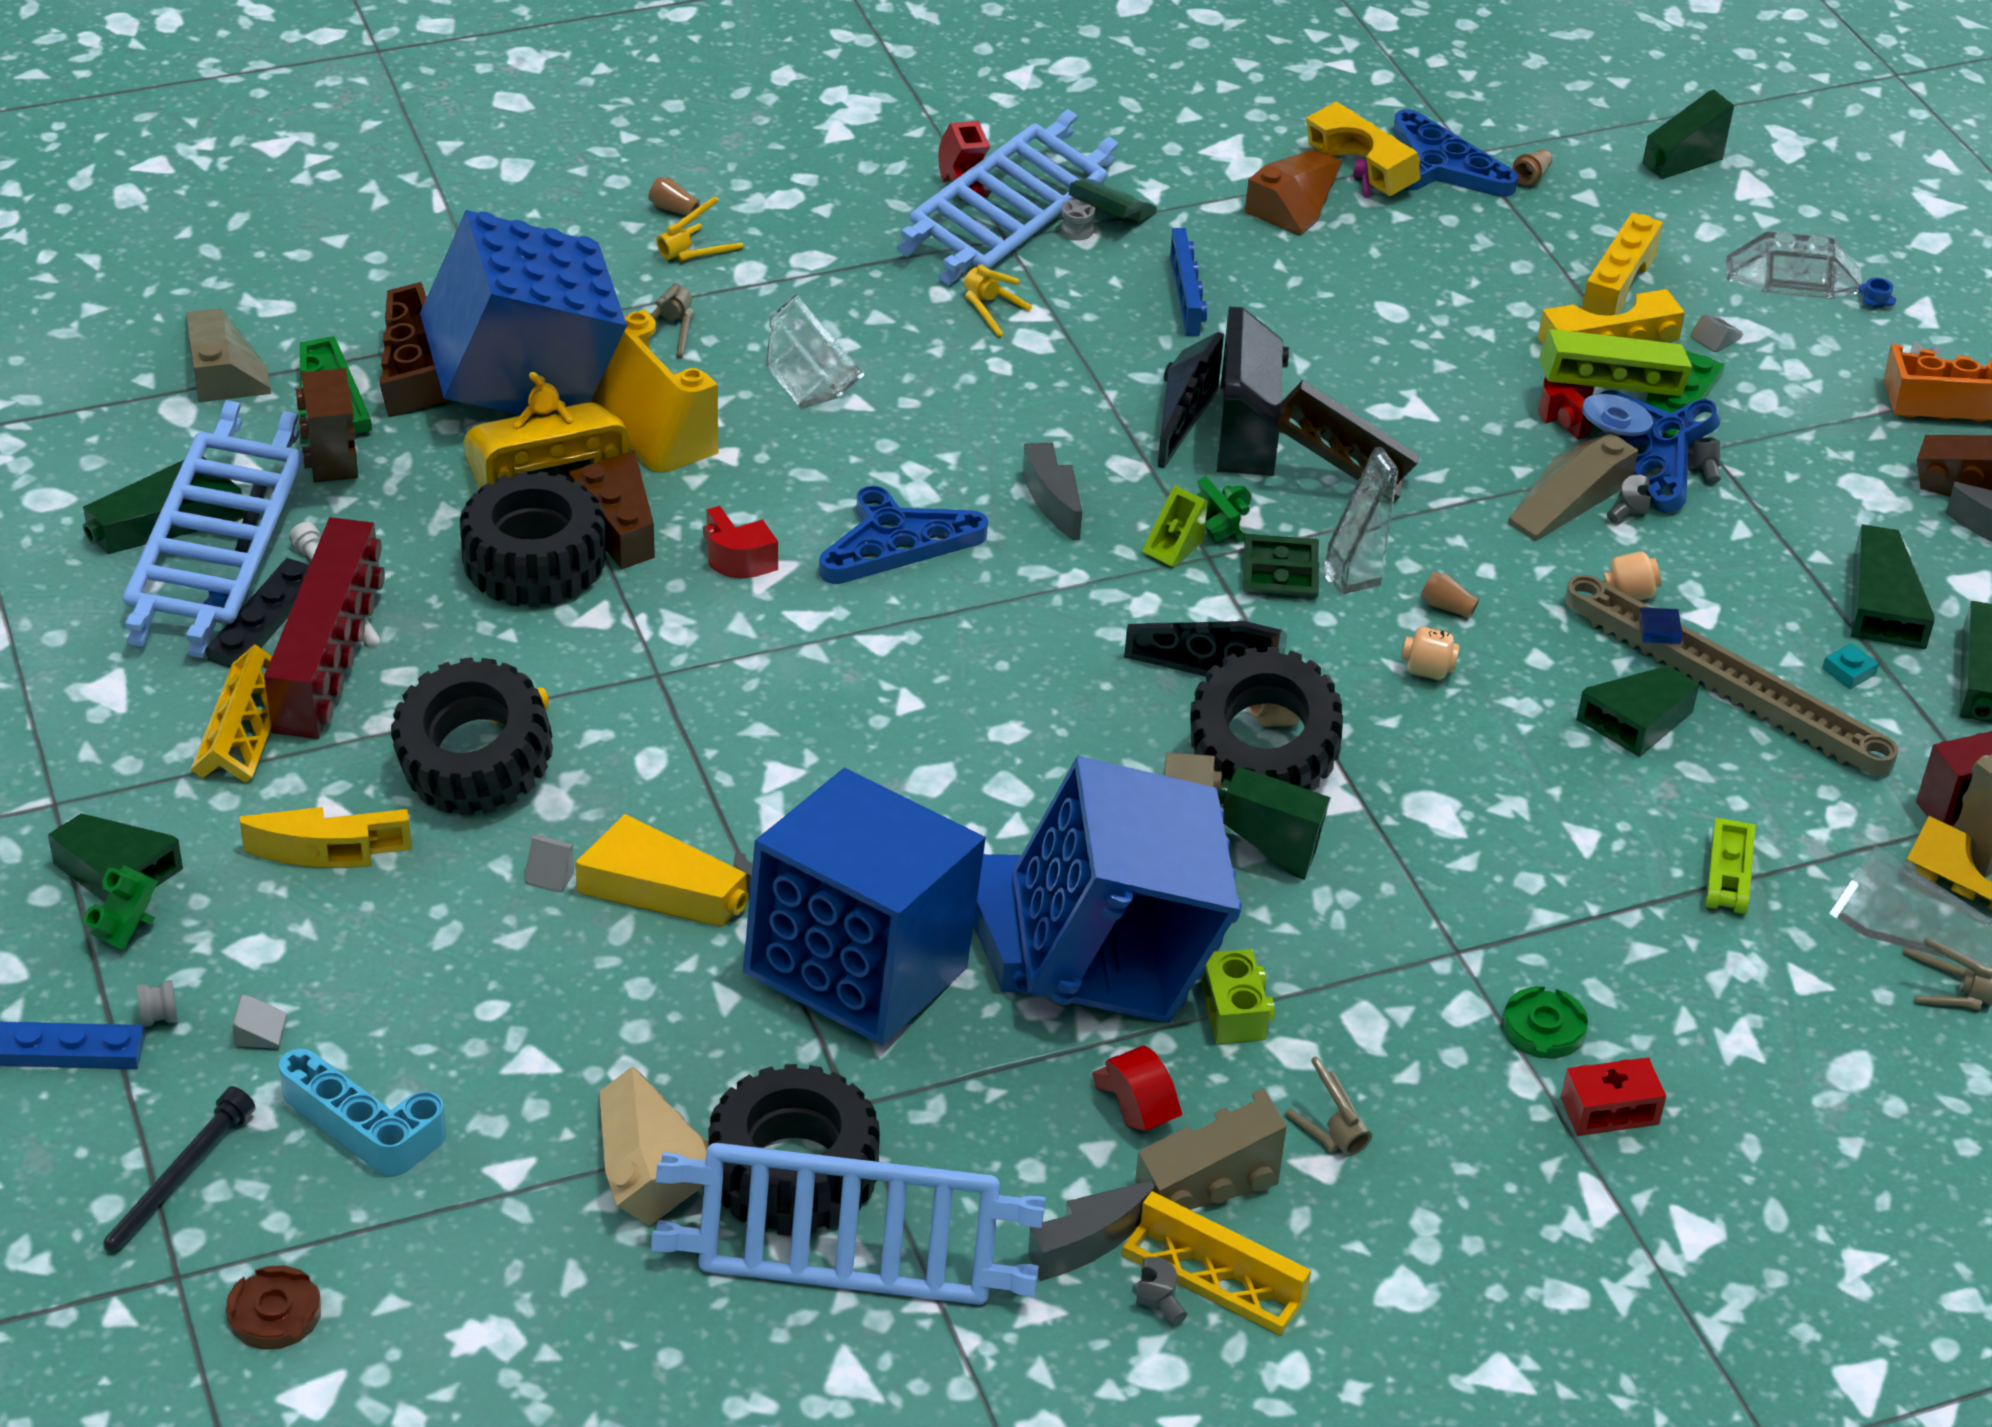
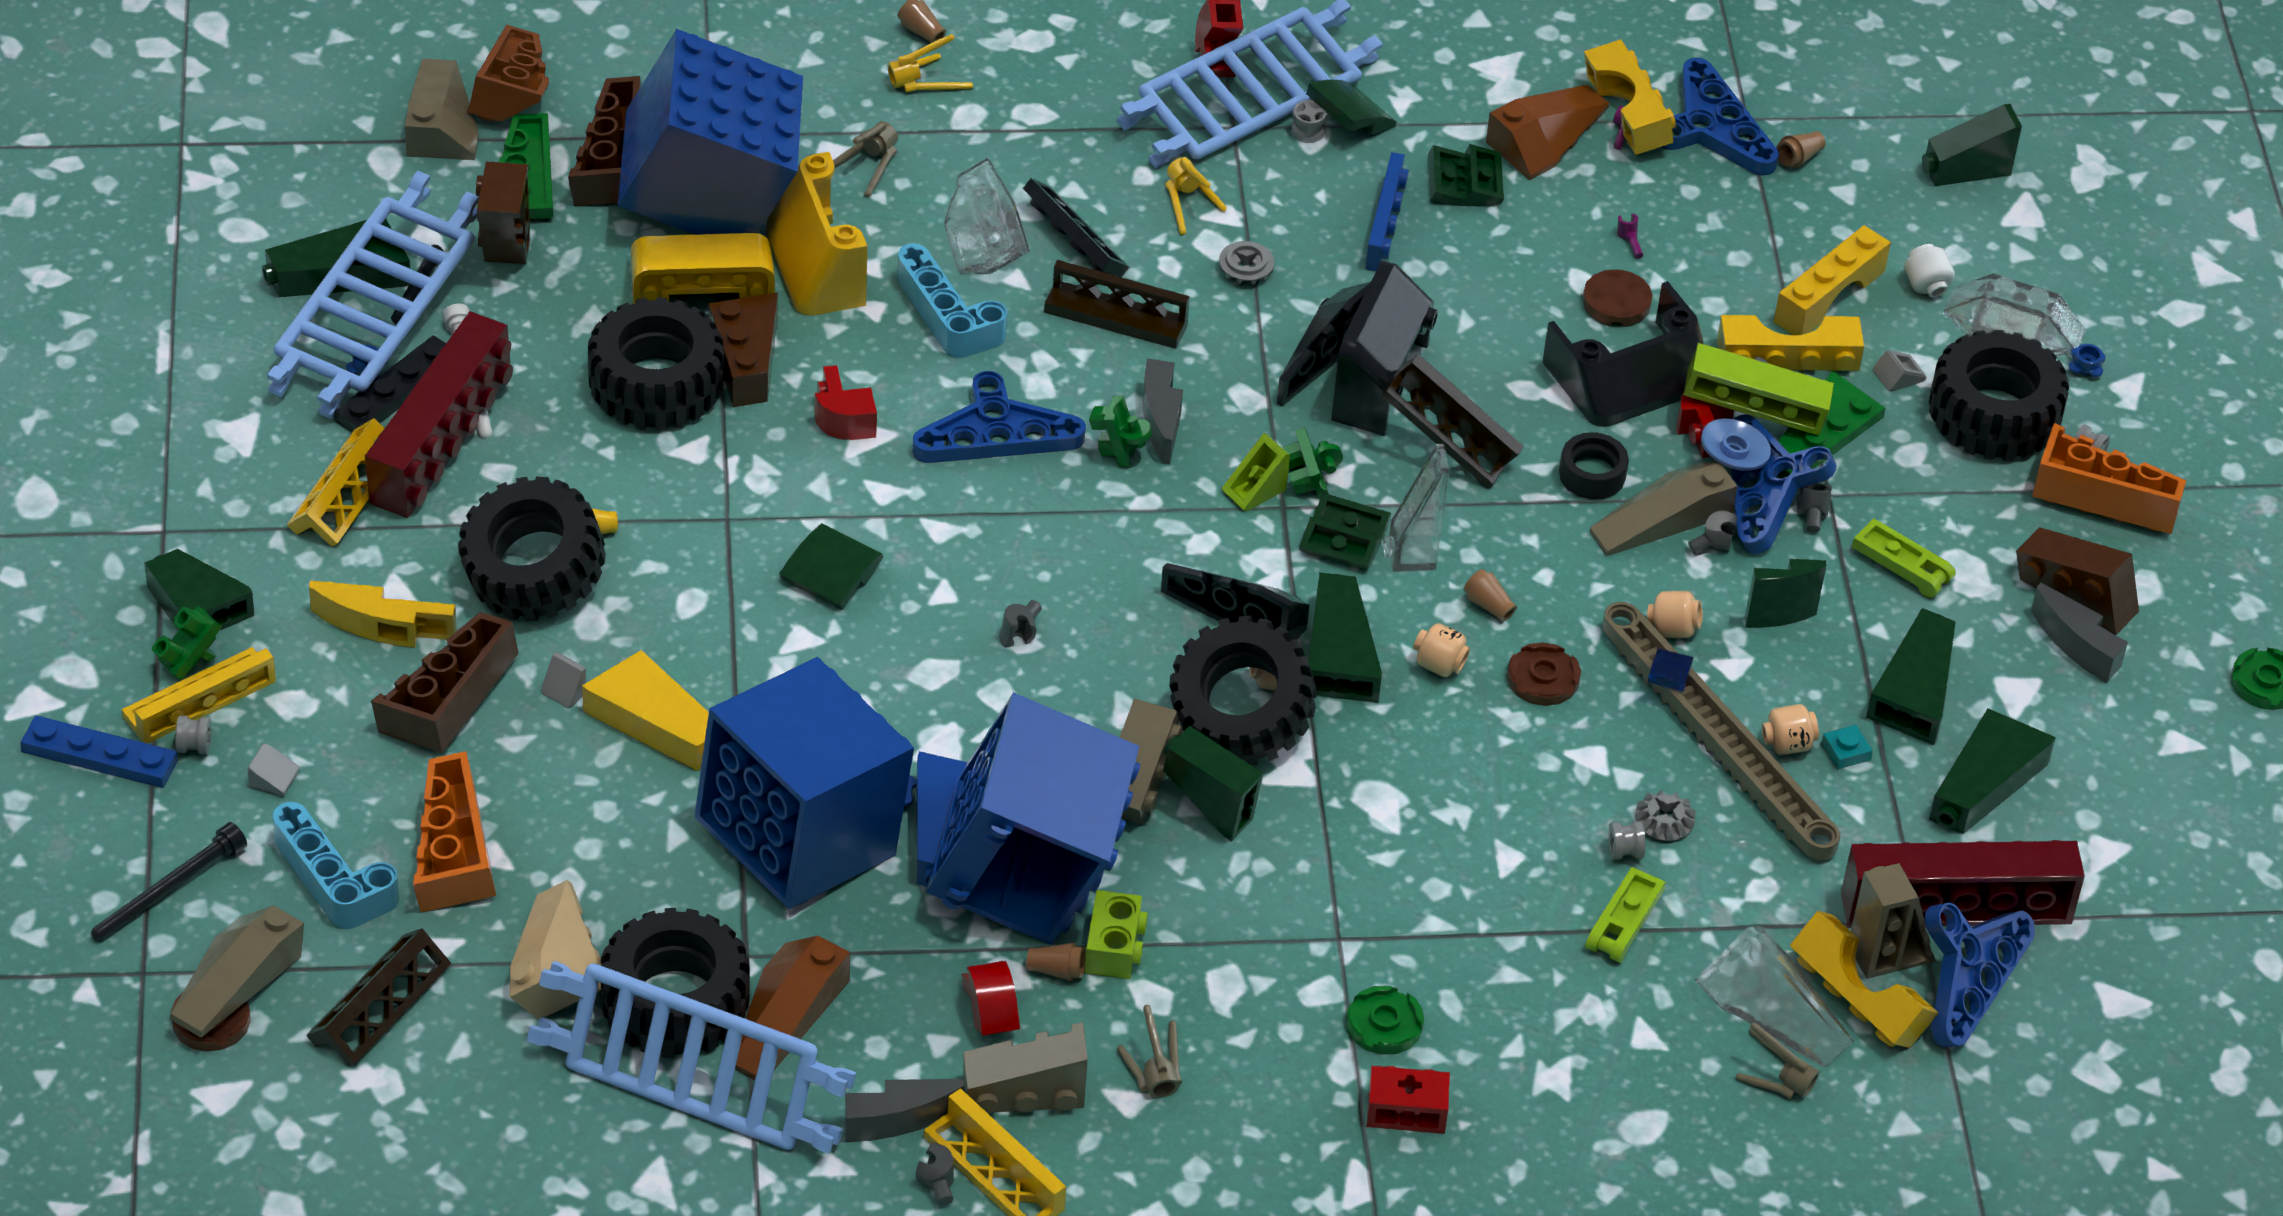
camera: 15 degrees right, 5 degrees up
(150, 960) = (201, 693): none -> yellow fence
(284, 312) = (510, 76): none -> dark orange wedge
(290, 1242) = (238, 966): none -> dark tan wedge
(427, 895) = (449, 685): none -> reddish brown wedge
(450, 1234) = (367, 990): none -> dark brown fence
(493, 1054) = (453, 844): none -> orange wedge
(543, 400) = (708, 226): yellow plant -> none
(784, 697) = (830, 565): none -> dark green slope
(801, 440) = (956, 327): none -> medium azure beam
(909, 354) = (1069, 222): none -> black plate
(923, 1127) = (794, 993): none -> dark orange wedge
(969, 410) = (1117, 310): none -> dark brown fence
(1000, 712) = (1020, 622): none -> dark grey piece
(1031, 513) = (1123, 431): none -> green hips
(1063, 343) = (1247, 253): none -> light grey gear
(1187, 1036) = (1060, 961): none -> medium nougat cone
(1244, 242) = (1465, 177): none -> dark green slope
(1320, 638) = (1342, 642): none -> dark green slope
(1412, 260) = (1629, 231): none -> magenta hand
(1432, 316) = (1617, 297): none -> copper tile
(1477, 385) = (1631, 380): none -> black windscreen
(1487, 478) = (1593, 446): none -> black tyre
(1533, 658) = (1543, 674): none -> copper tile
(1638, 707) = (1617, 745): dark green slope -> none
(1696, 794) = (1626, 840): none -> light grey wheel
(1701, 243) = (1929, 270): none -> white head
(1720, 775) = (1663, 826): none -> light grey gear
(1729, 536) = (1785, 595): none -> dark green slope
(1797, 658) = (1790, 729): none -> light nougat head
(1812, 487) = (1904, 557): none -> lime plate
(1824, 331) = (2002, 364): none -> black tyre

